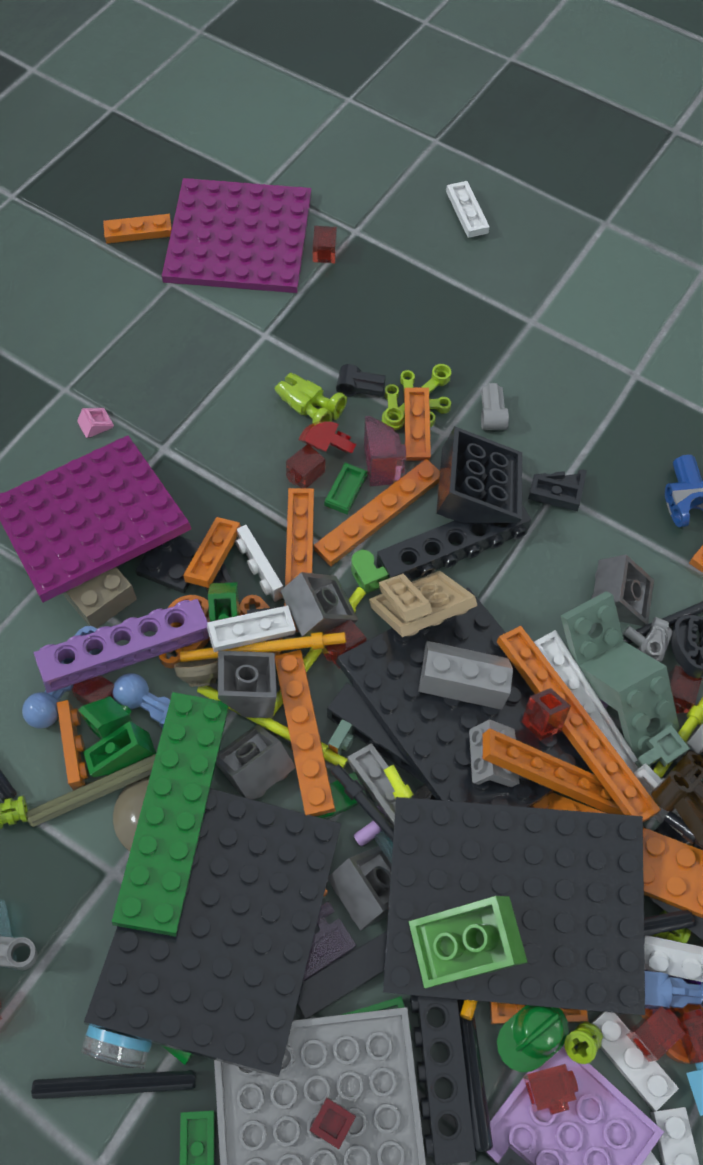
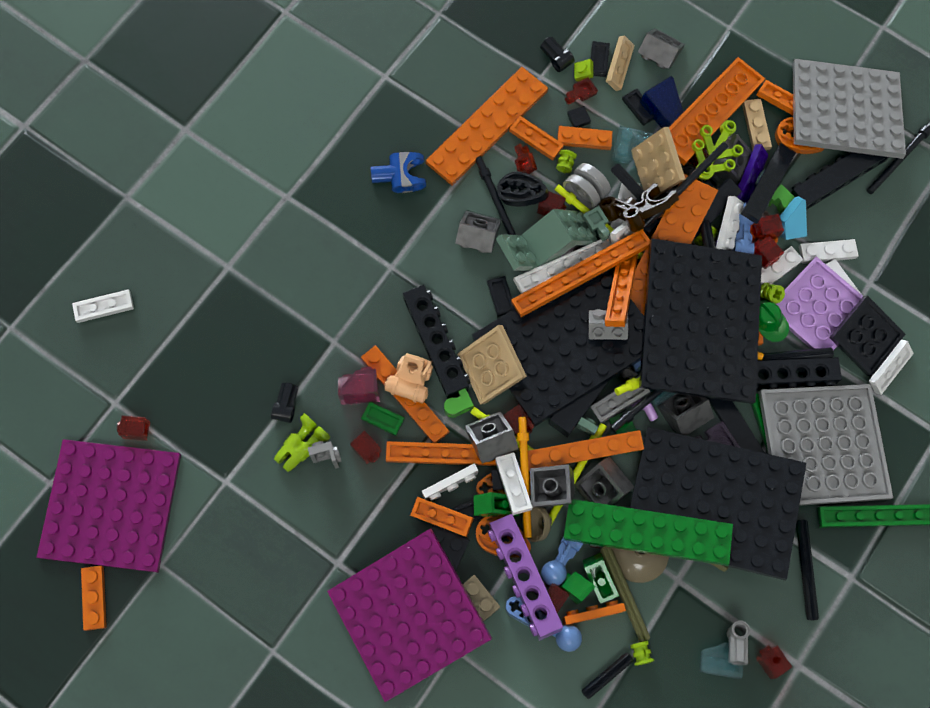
camera: 90 degrees left, 10 degrees up
(94, 421) = (309, 621): bright pink slope -> none
(115, 1048) = (796, 567): clear piece -> none
(294, 420) = (324, 451): none -> light grey bracket
(322, 434) = (341, 430): red brick -> none
(332, 1123) = (826, 434): dark red plate -> none
(399, 507) = (410, 378): none -> light nougat piece
(405, 598) = (493, 374): tan plate -> none
(417, 424) = (330, 360): orange plate -> none
(440, 376) = (304, 363): lime plant -> none
(465, 675) = (548, 337): light grey slope -> none
(467, 941) = (731, 347): bright green slope -> none
(479, 480) = (389, 317): black slope -> none
(493, 414) = (323, 303): light grey piece -> none
(535, 623) = (500, 295): none -> black tile
(545, 713) = (581, 288): clear red brick -> none
(551, 1089) = (800, 312): clear red brick -> none
(558, 489) = (391, 263): black wing -> none
(656, 640) = (518, 217): light grey piece -> none

